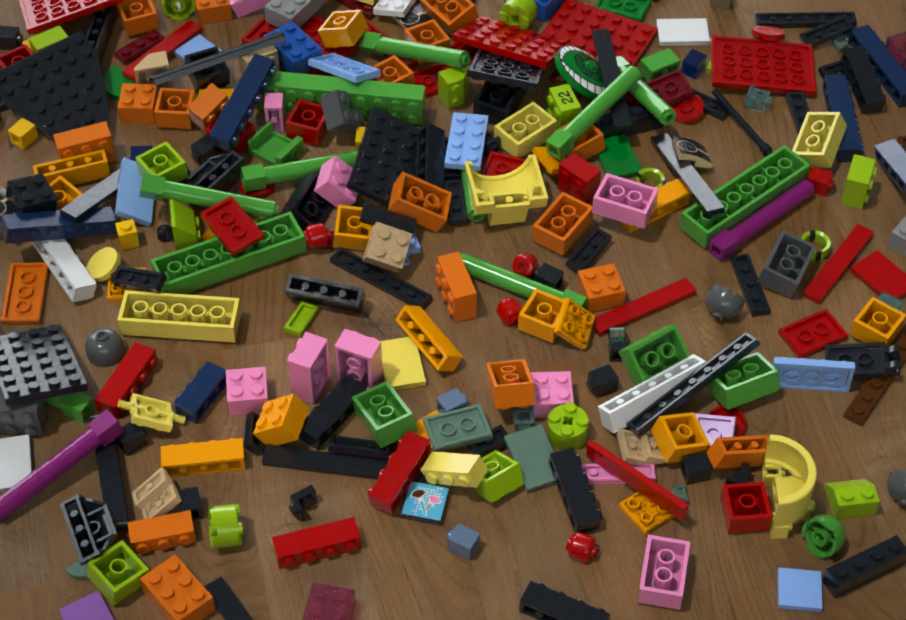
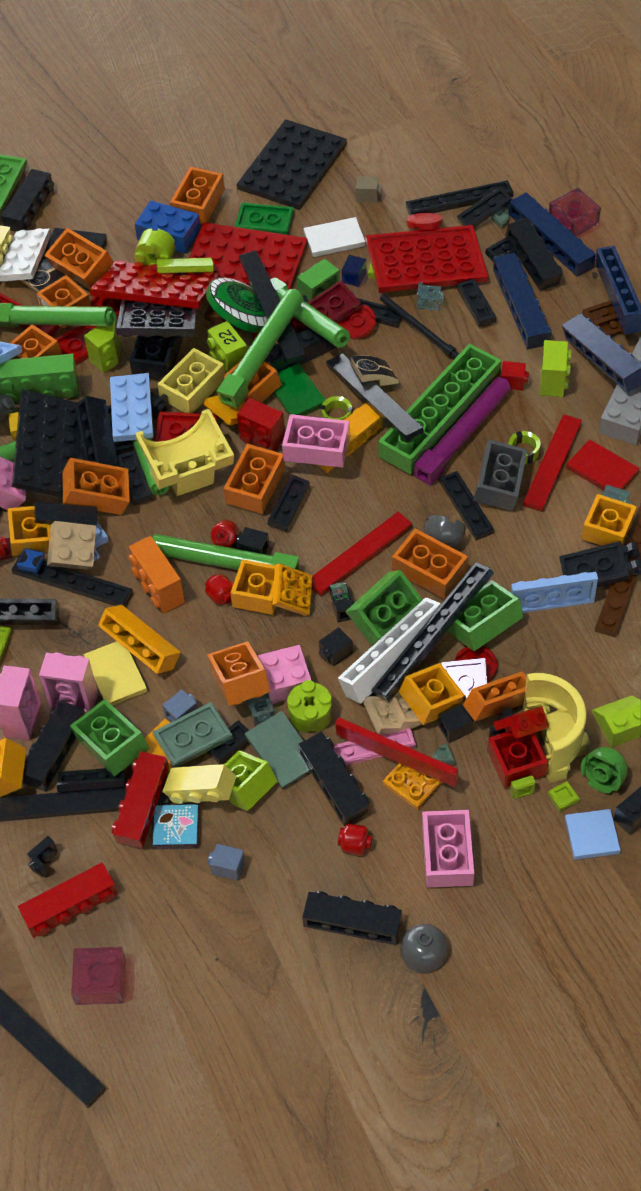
camera: 10 degrees left, 5 degrees up
(348, 253) = (30, 560): none -> blue tile
(541, 30) = (184, 265): none -> lime tile
(601, 287) = (311, 541): orange brick -> none
(704, 326) = (430, 563): none -> orange brick
(744, 535) = (522, 787): none -> lime tile
(758, 477) = (524, 722): none -> red bracket
(780, 552) = (563, 796): none -> lime tile
(812, 334) = (543, 546): red tile -> none
(820, 138) = (504, 328): light yellow brick -> none

